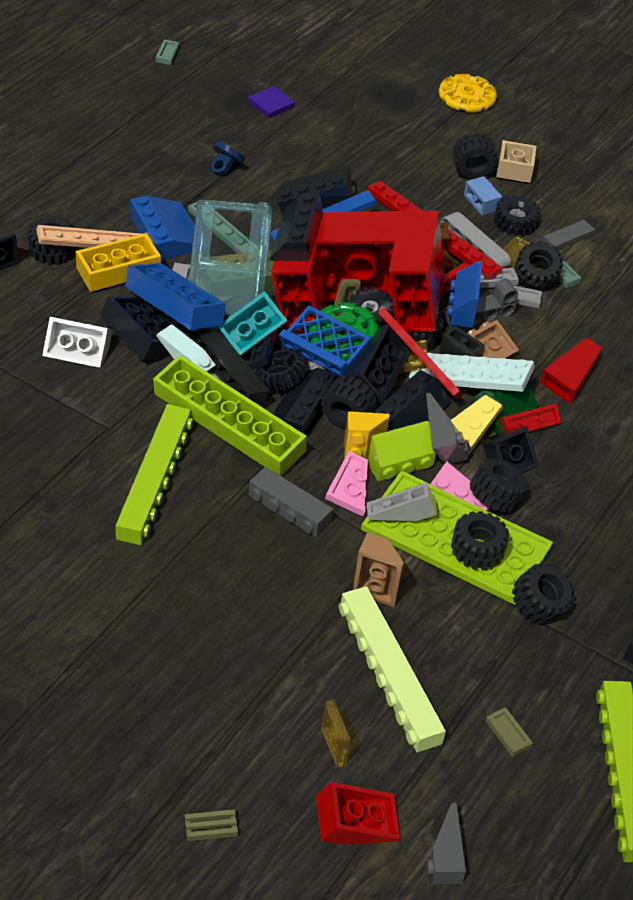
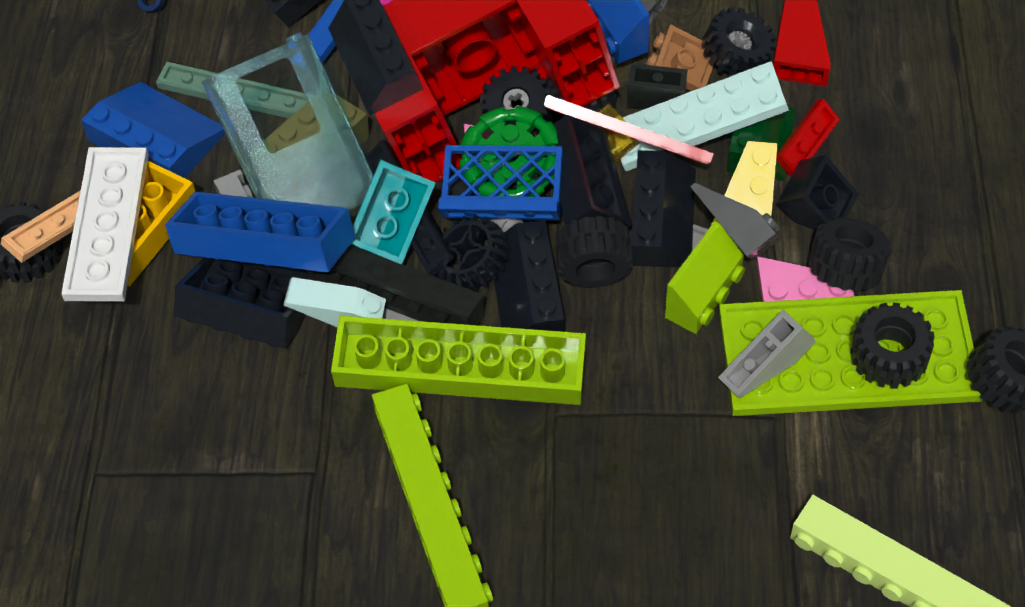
camera: 25 degrees left, 10 degrees up
(77, 342) = (176, 374): white slope -> none
(97, 249) = (105, 224): none -> white plate
(290, 502) = (625, 434): dark grey brick -> none
(345, 289) = (470, 100): olive tile -> none
(349, 484) = (671, 363): bright pink wing -> none
(360, 429) = (639, 284): yellow slope -> none
(378, 569) = (816, 464): medium nougat slope -> none
(541, 348) = (744, 31): none -> black bush

